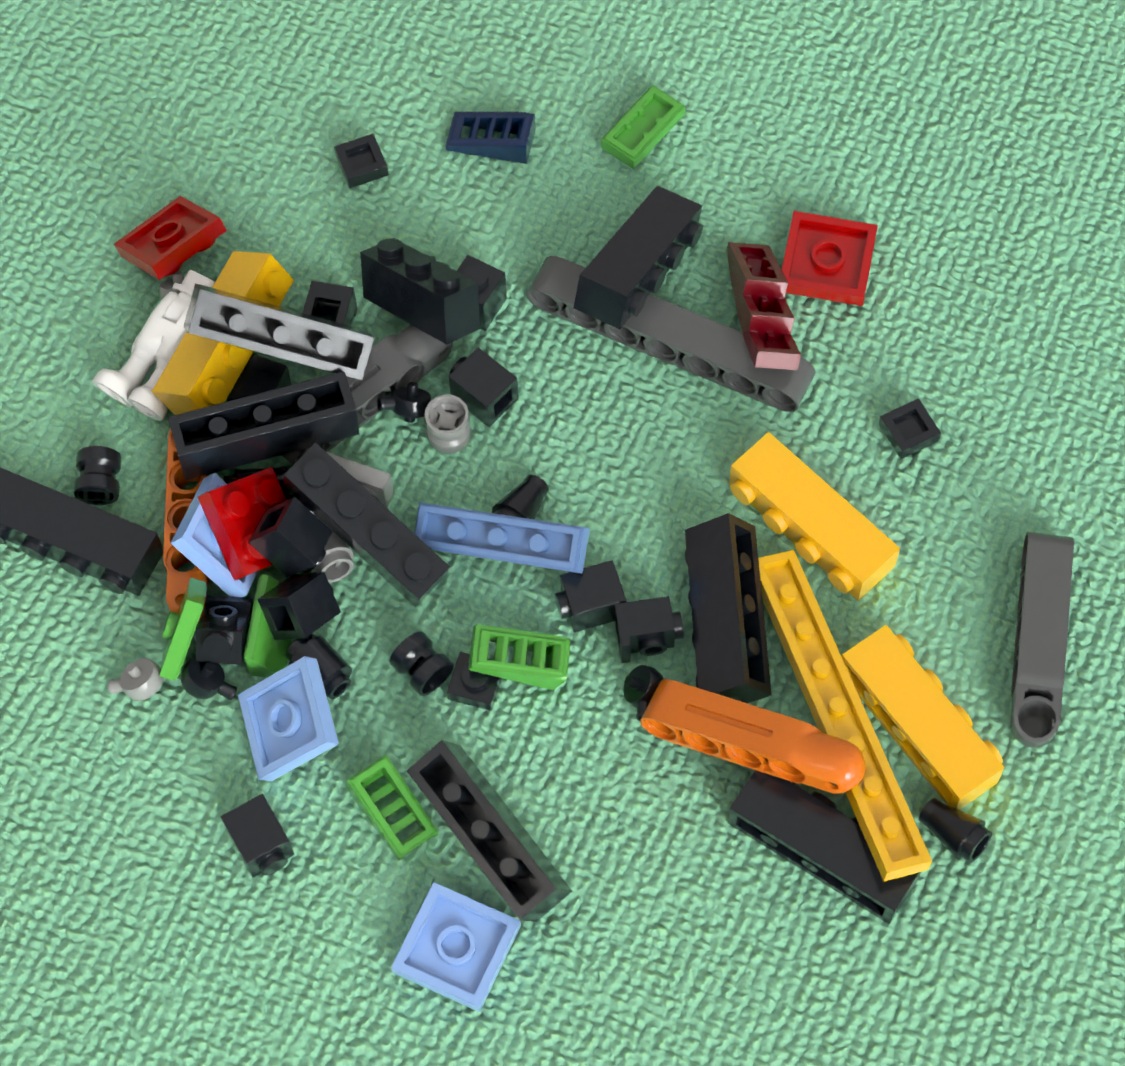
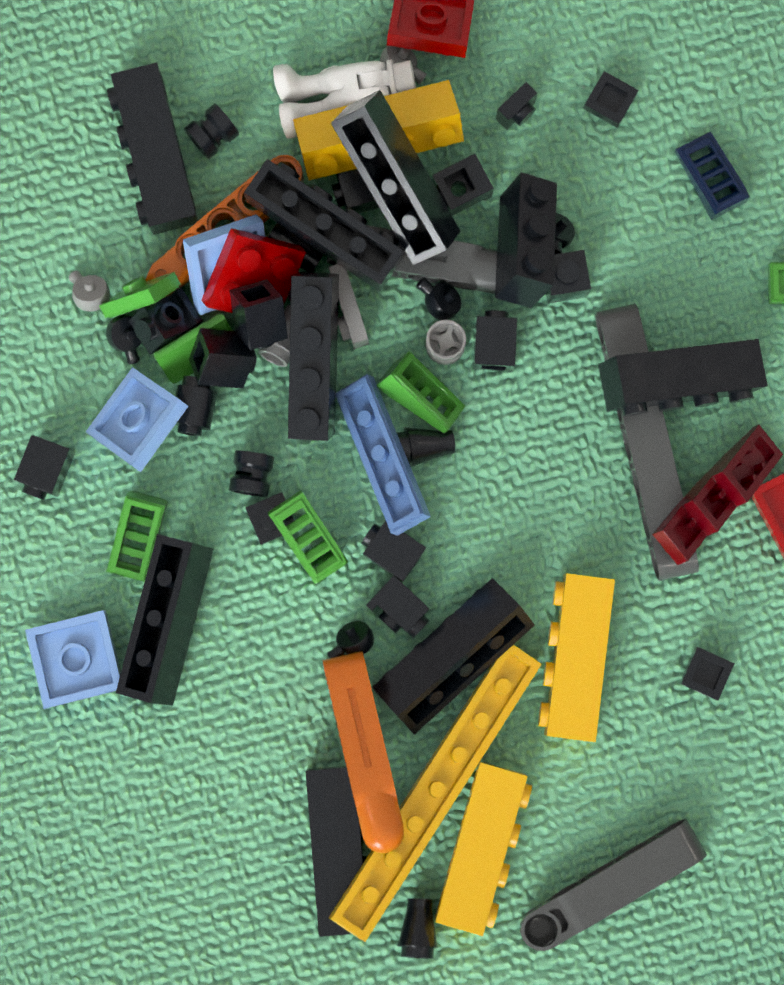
camera: 50 degrees right, 20 degrees up
(303, 230) = (517, 107): none -> black plate
(471, 474) = (399, 385): none -> bright green slope

